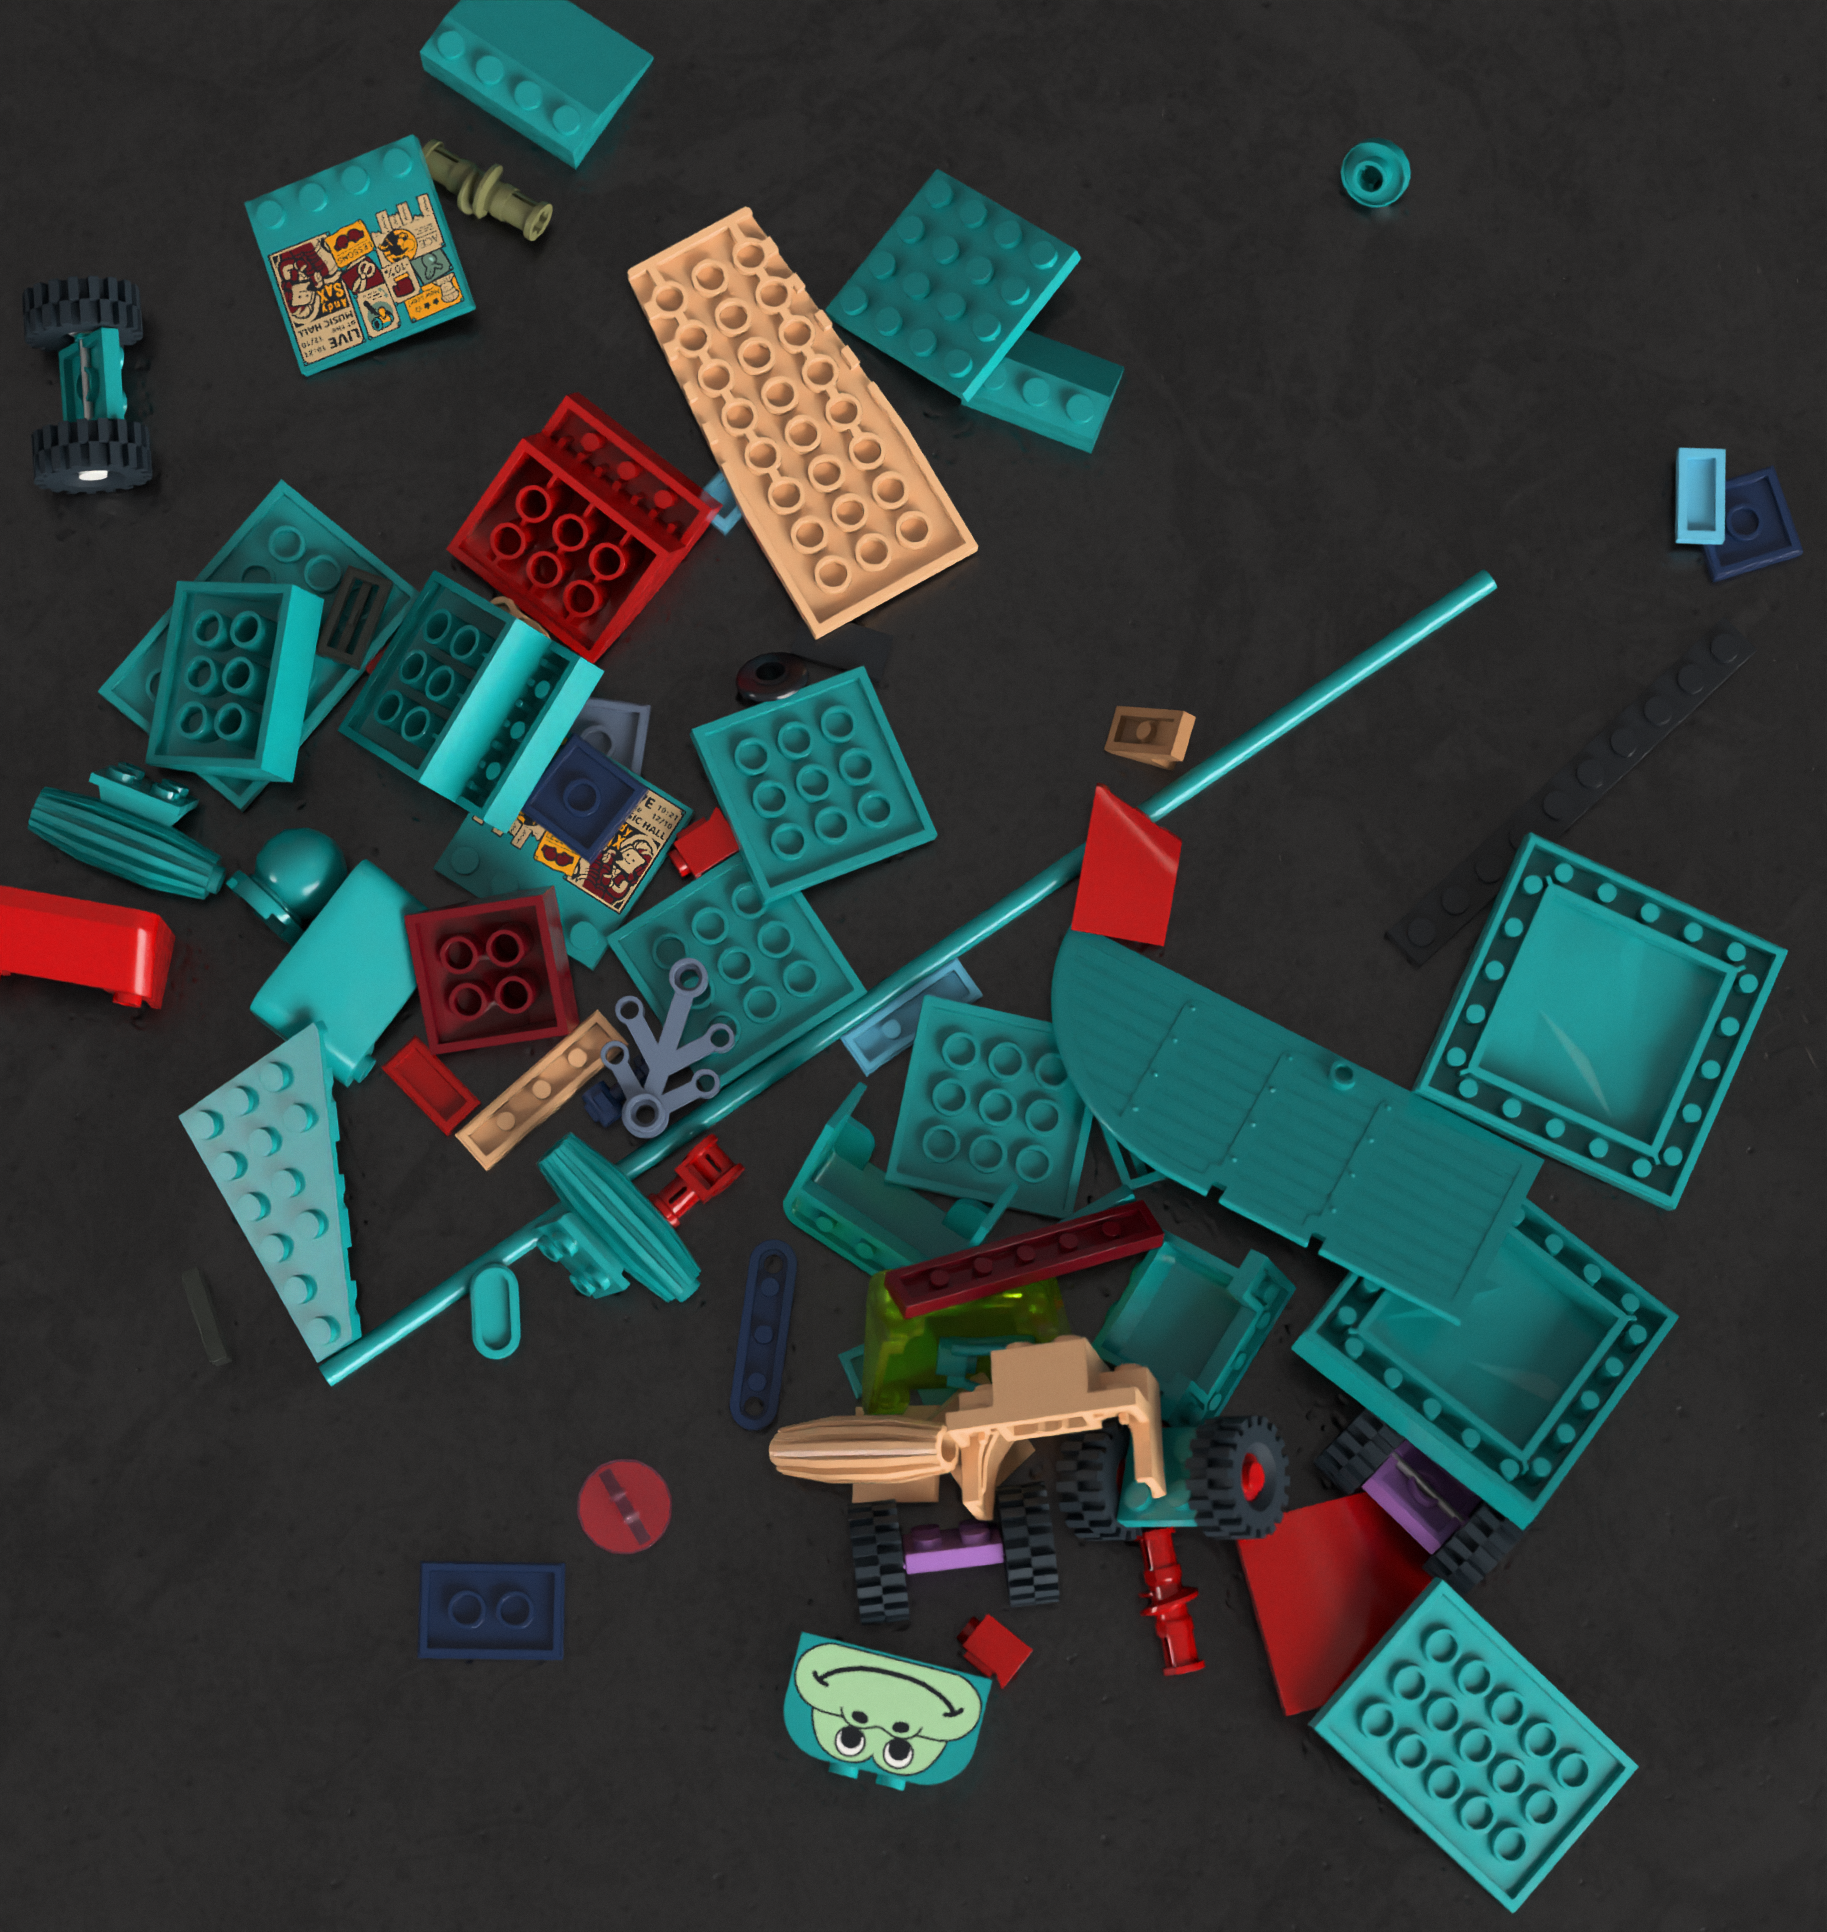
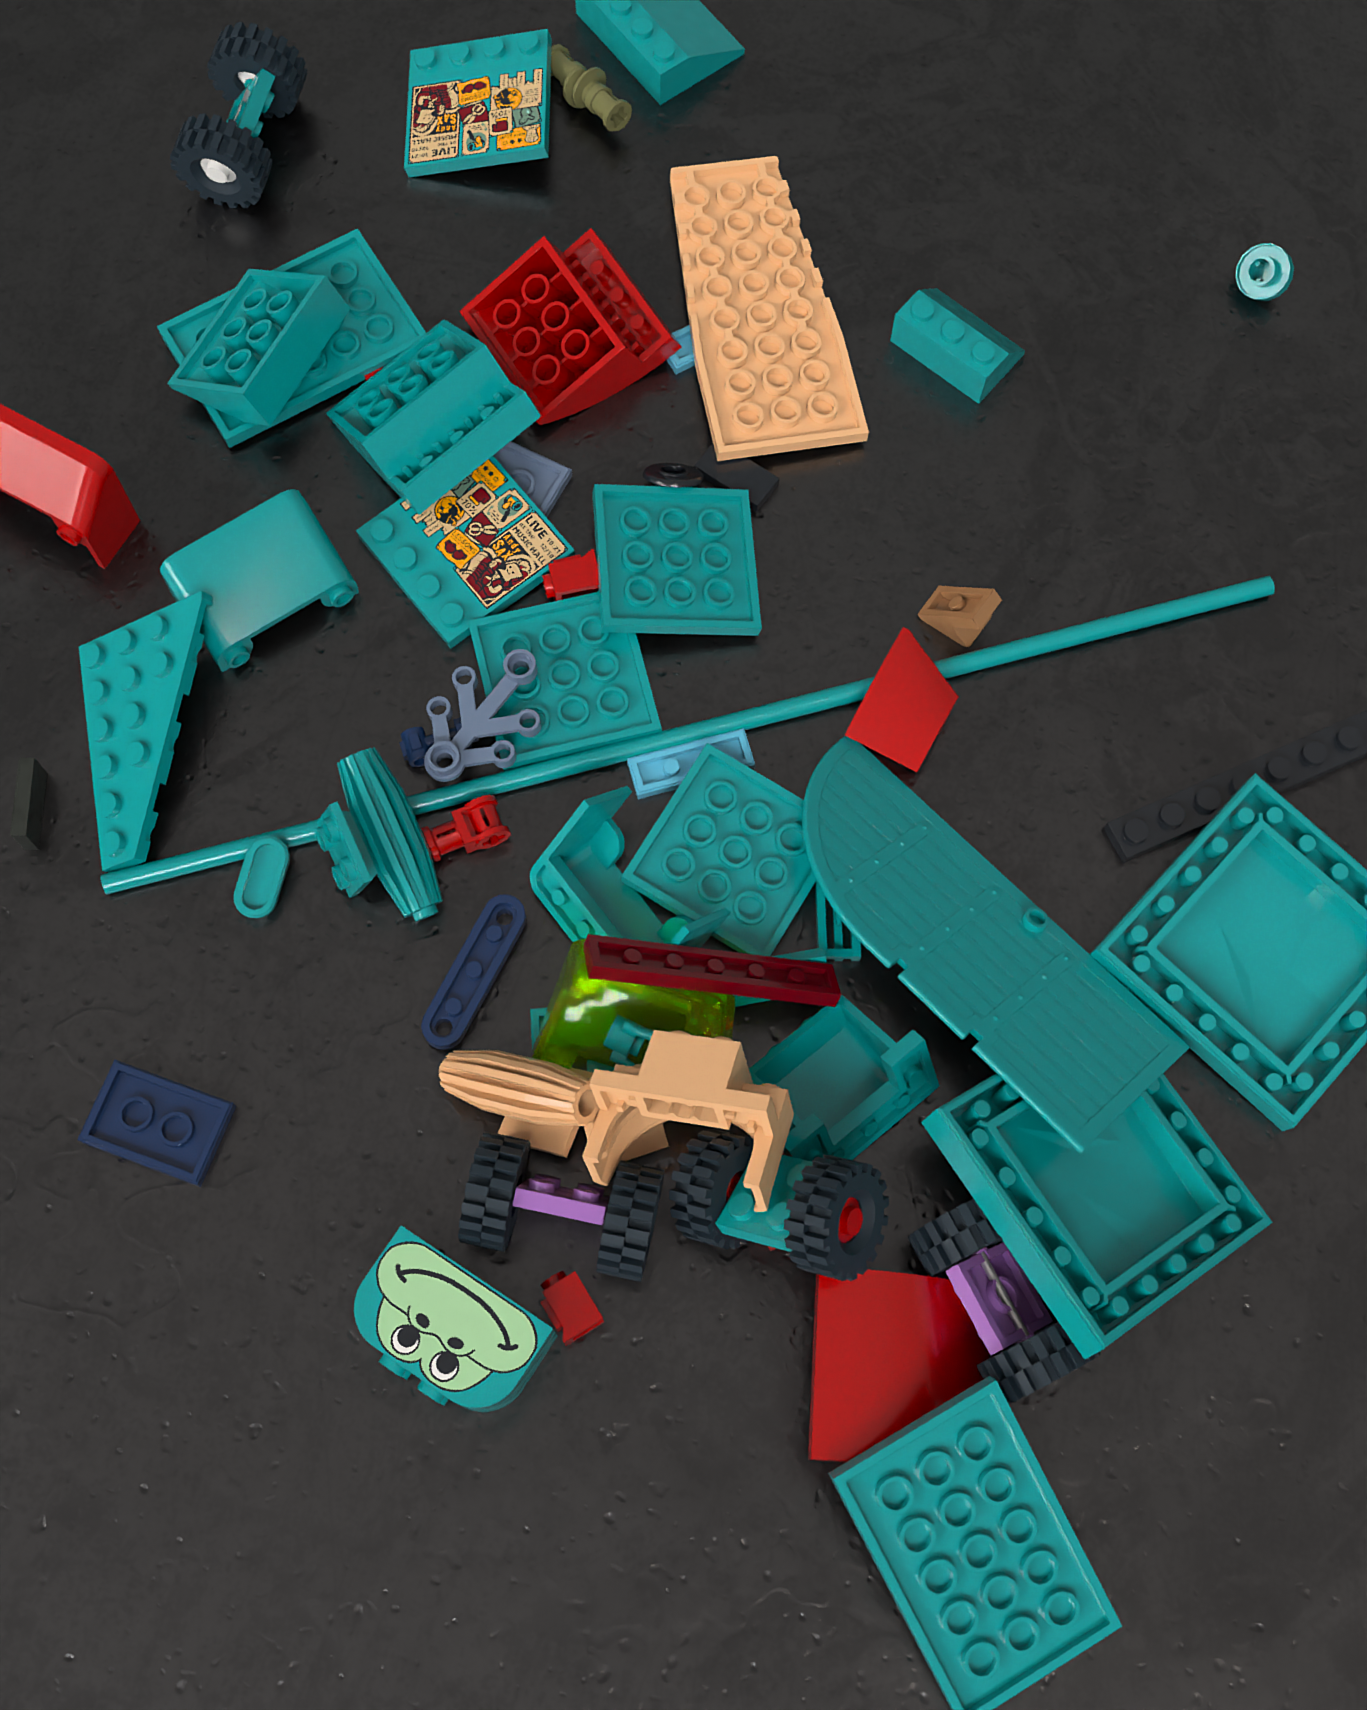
camera: 20 degrees right, 10 degrees down
(130, 831) = (134, 426): teal plate -> none
(292, 880) = (236, 488): teal tile -> none
(340, 654) = (374, 337): pearl dark grey tile -> none
(431, 1085) = (287, 690): red tile -> none
(493, 971) = (367, 610): dark red slope -> none
(540, 1091) = (367, 723): light nougat tile -> none
(583, 798) = (490, 512): dark blue tile -> none
(624, 1506) = (304, 1075): clear pink piece -> none
(952, 285) = (913, 246): teal plate -> none
(1169, 1601) = (739, 1317): red piece -> none

